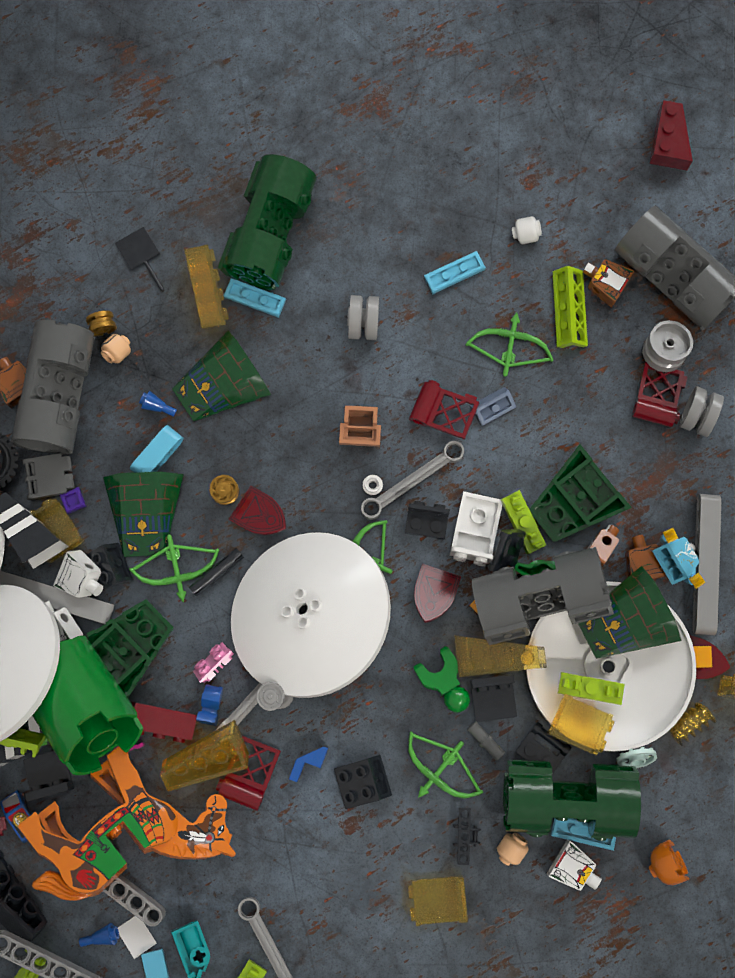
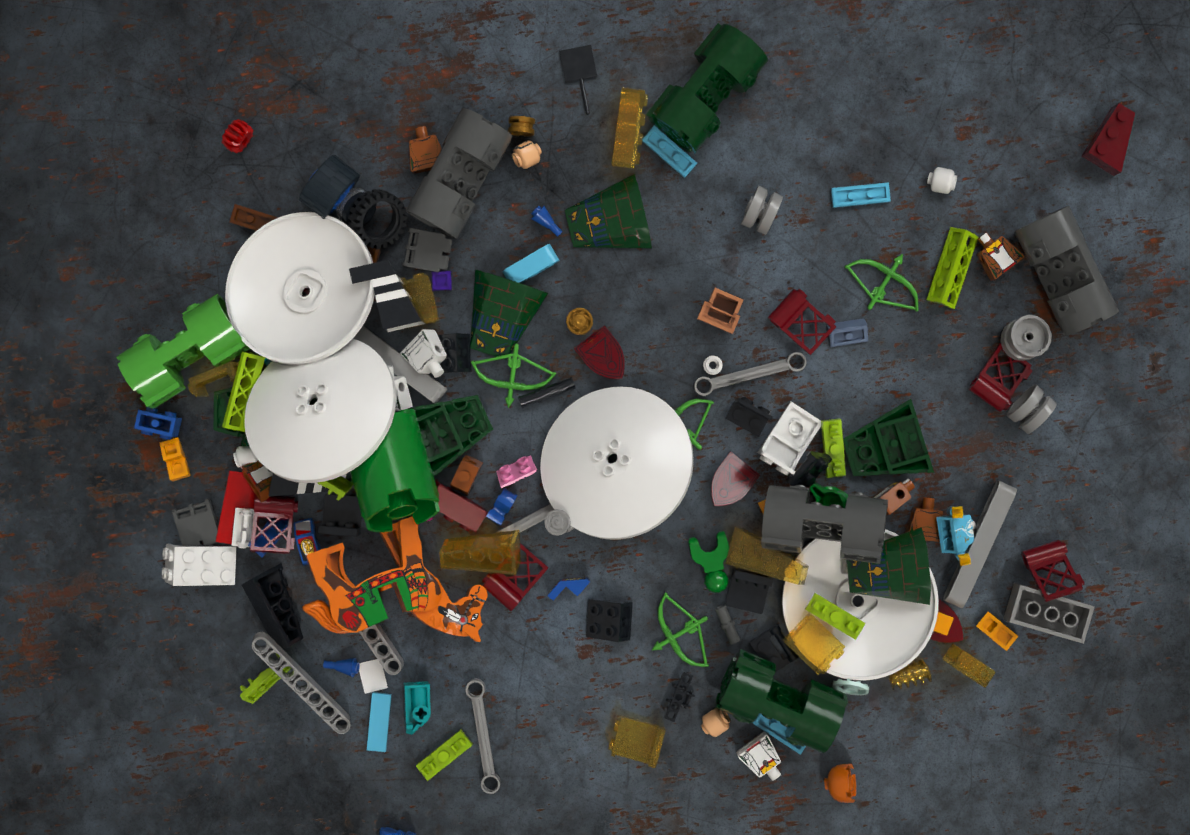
camera: 15 degrees right, 10 degrees up
(162, 685) = (466, 474): none -> dark orange torso

